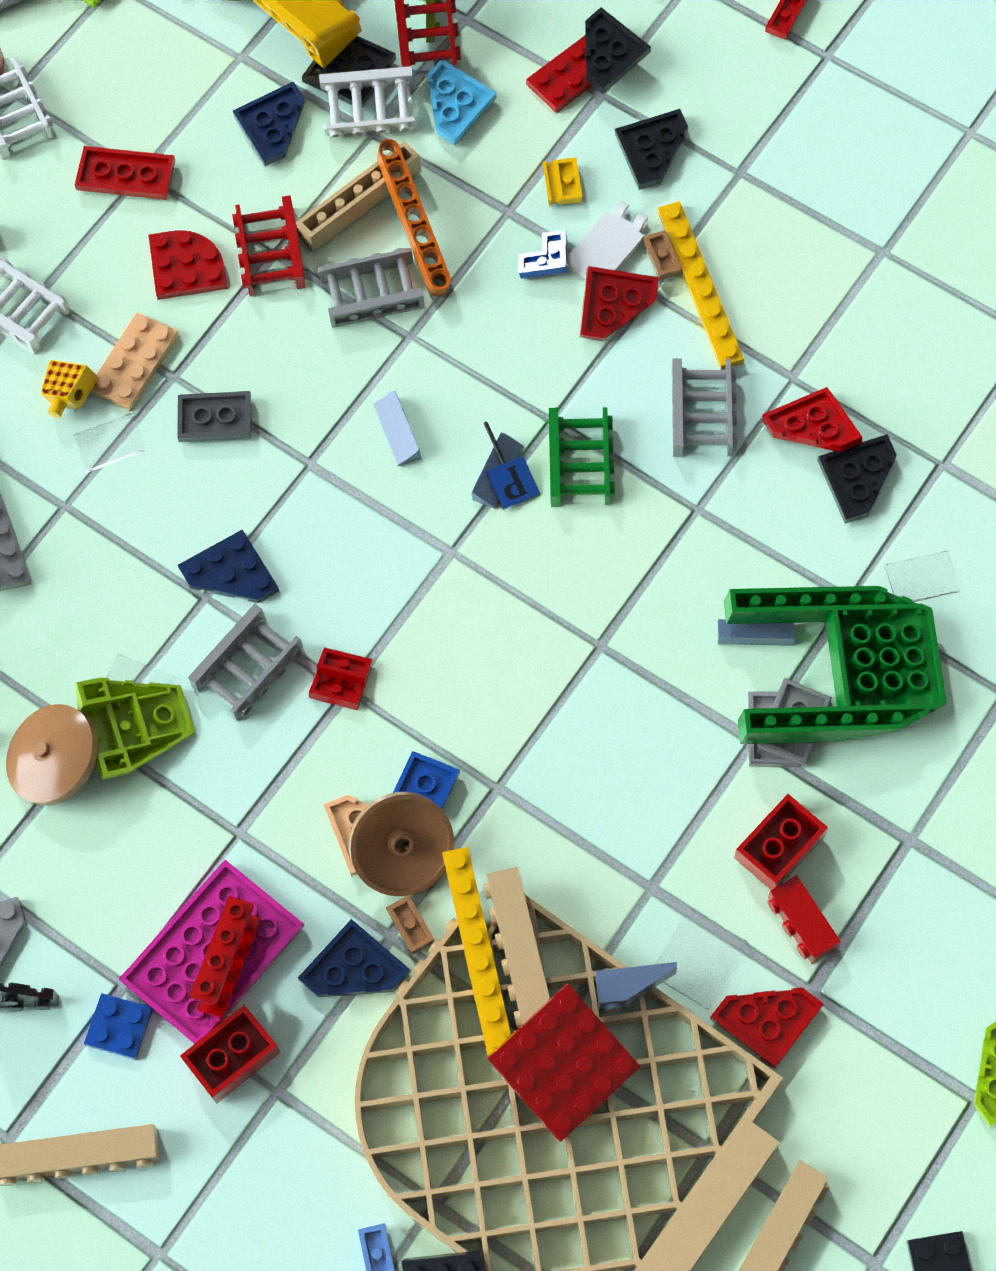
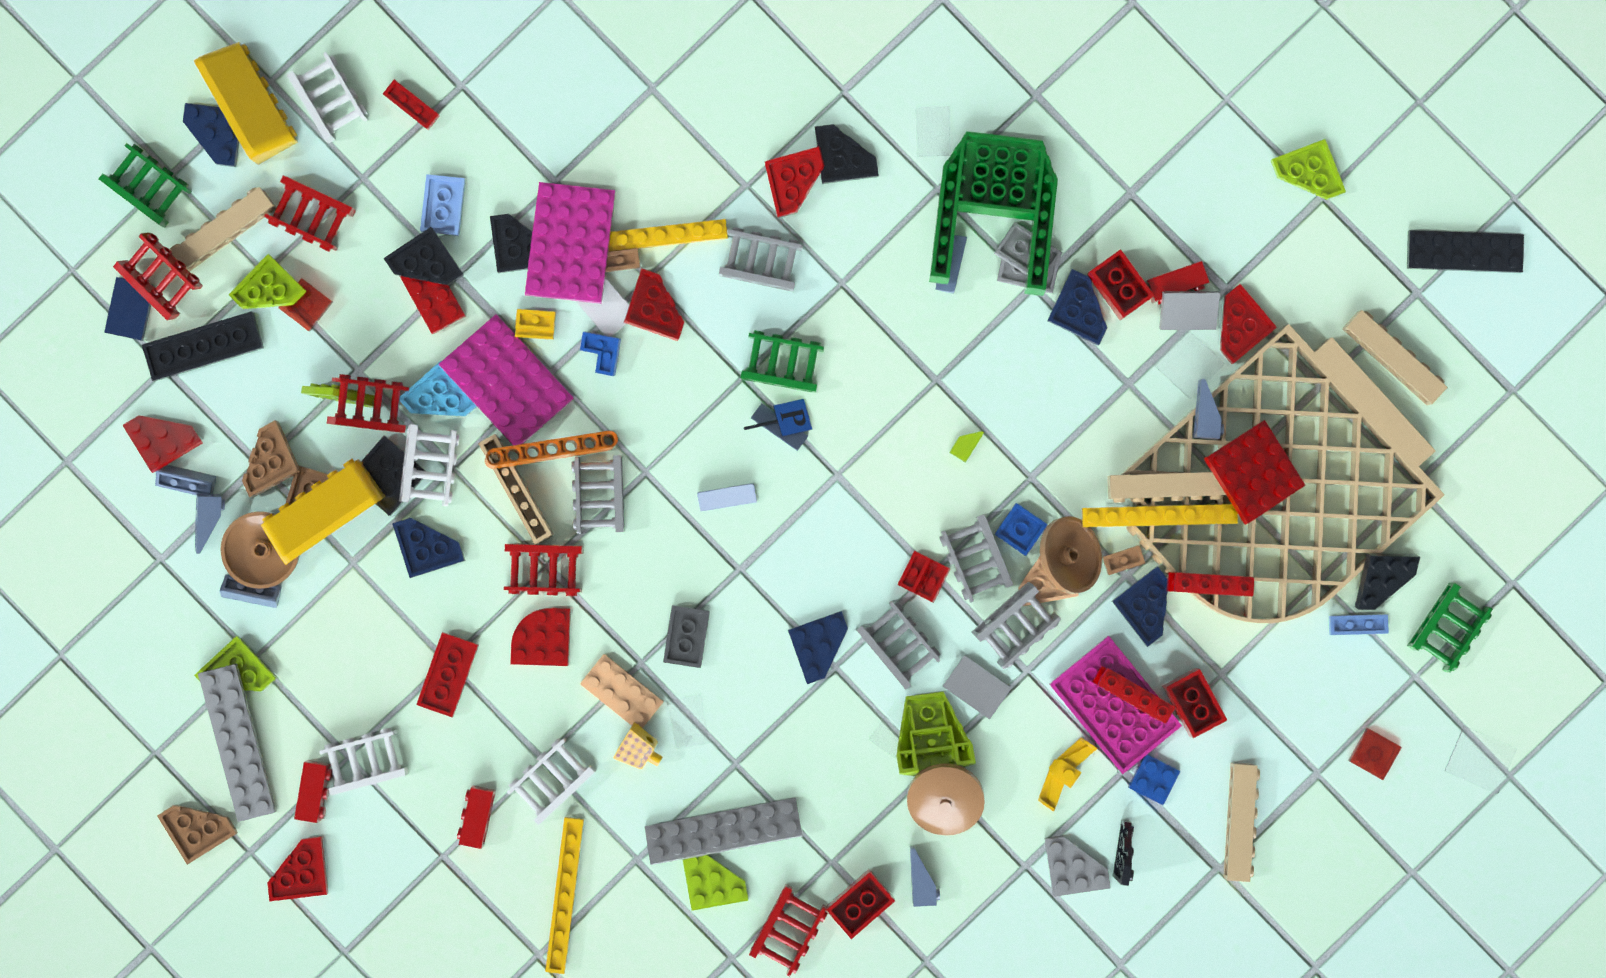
camera: 85 degrees left, 20 degrees up
(110, 905) = (1064, 771): none -> yellow plate
(207, 772) = (976, 687): none -> light grey tile
(318, 789) = (1013, 607): none -> light grey fence
(377, 760) = (995, 560): none -> light grey fence
(394, 1027) = (1210, 584): none -> red fence
(486, 164) = (506, 381): none -> dark pink plate
(522, 695) = (965, 445): none -> lime tile
(669, 194) = (570, 242): none -> dark pink plate
(681, 61) = (443, 204): none -> light blue plate
(735, 800) = (1079, 309): none -> dark blue plate
(768, 940) = (1189, 310): none -> light grey tile

